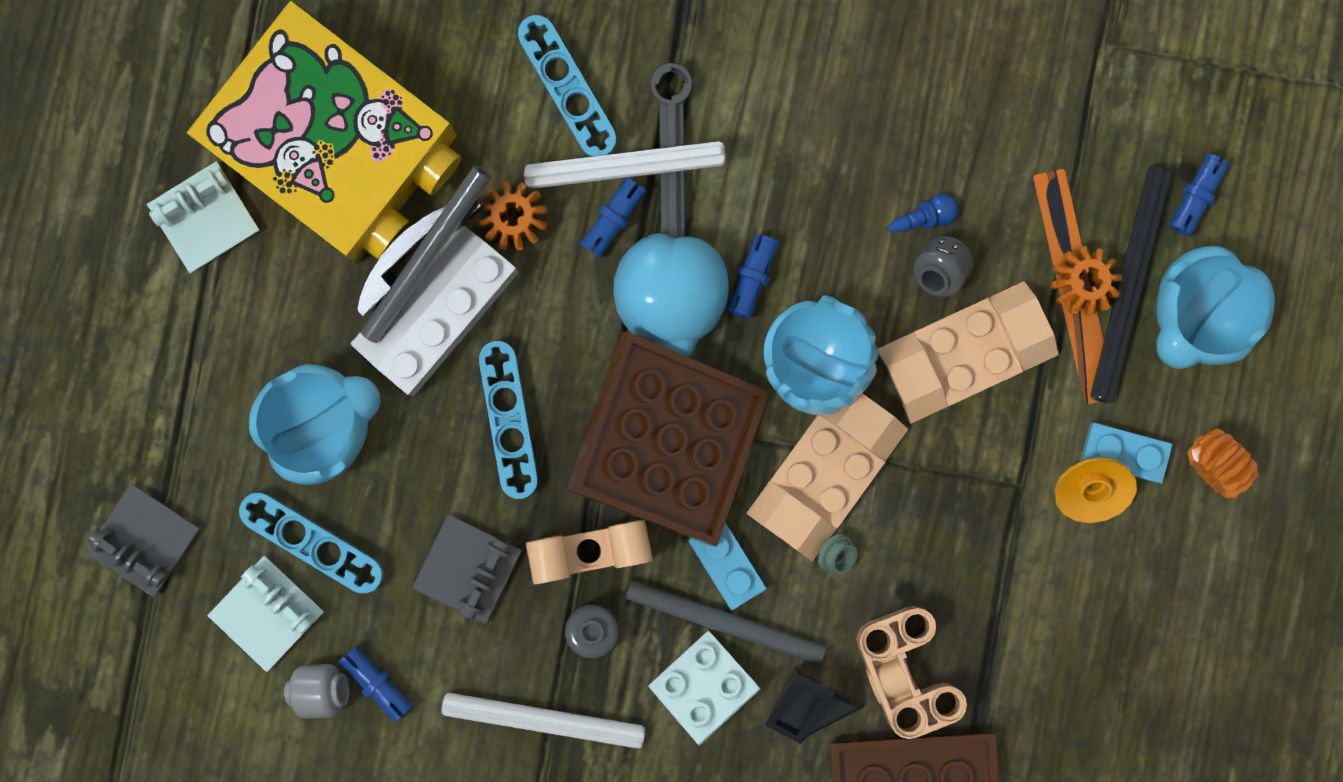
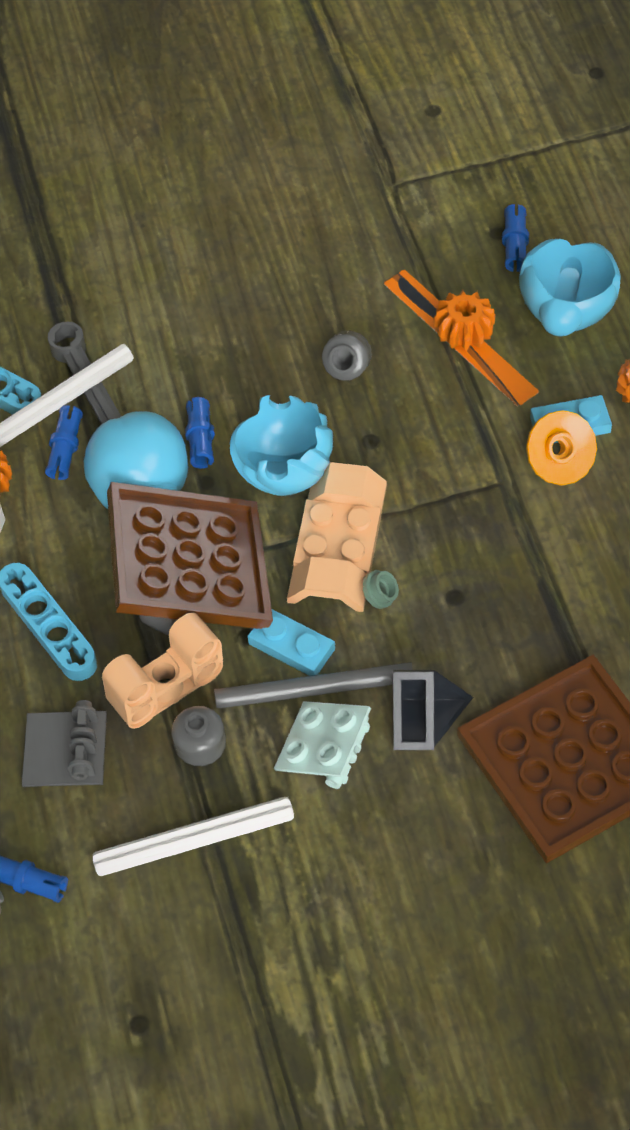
camera: 15 degrees left, 30 degrees down
(893, 680) = (481, 656): light nougat beam -> none
(939, 211) = (315, 335): blue bar -> none
(969, 351) = (405, 407): light nougat piece -> none
(1131, 285) = (504, 319): black axle -> none

